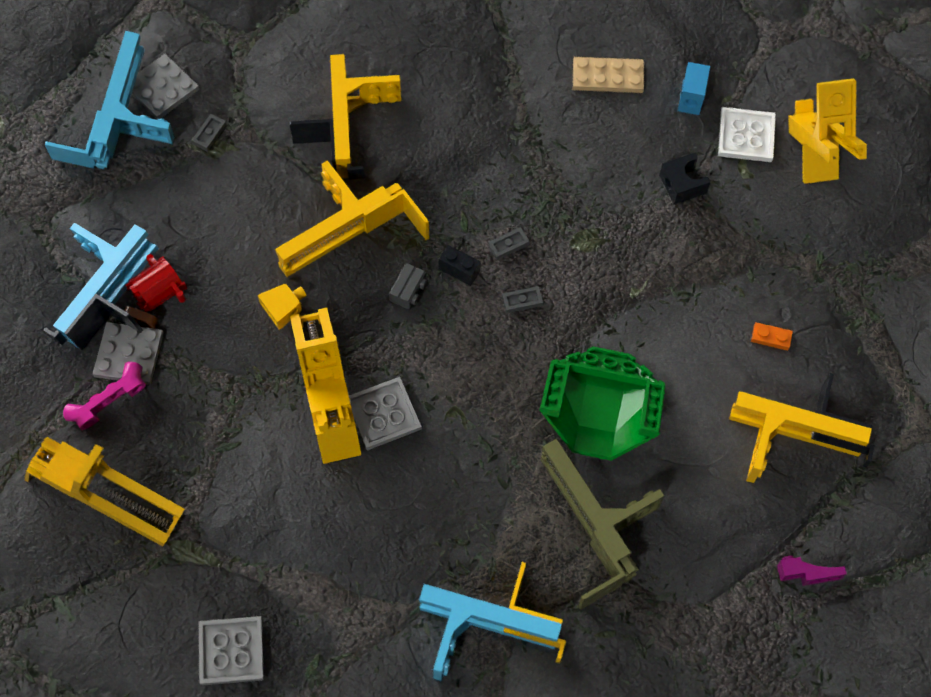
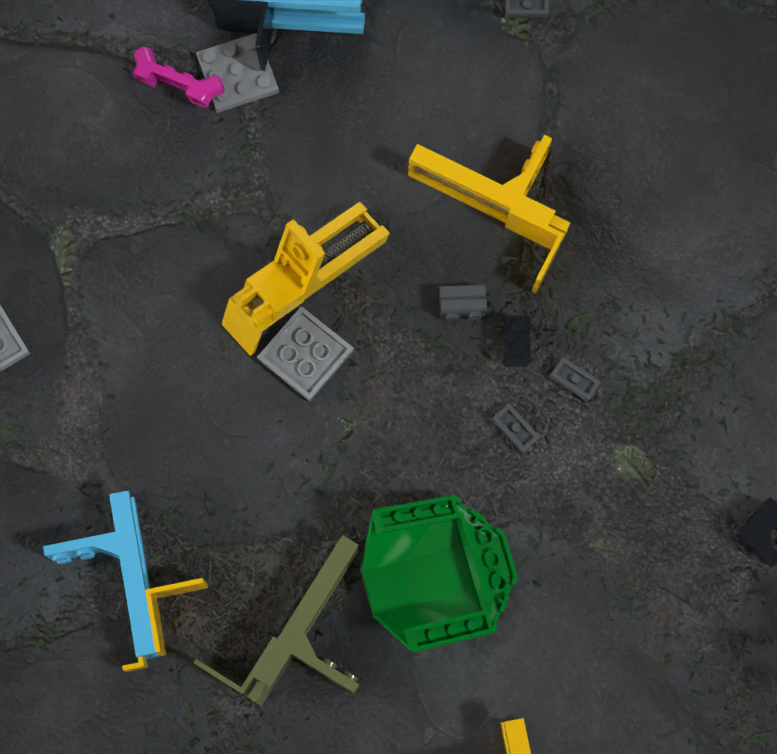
camera: 60 degrees right, 10 degrees up
(73, 472) = (72, 92): yellow piece -> none
(142, 318) = (279, 61): reddish brown beam -> none
(156, 284) = (320, 54): red container -> none
(281, 303) = (370, 187): yellow torso -> none
(337, 130) = (639, 115): yellow piece -> none
(771, 336) = (628, 725): orange plate -> none

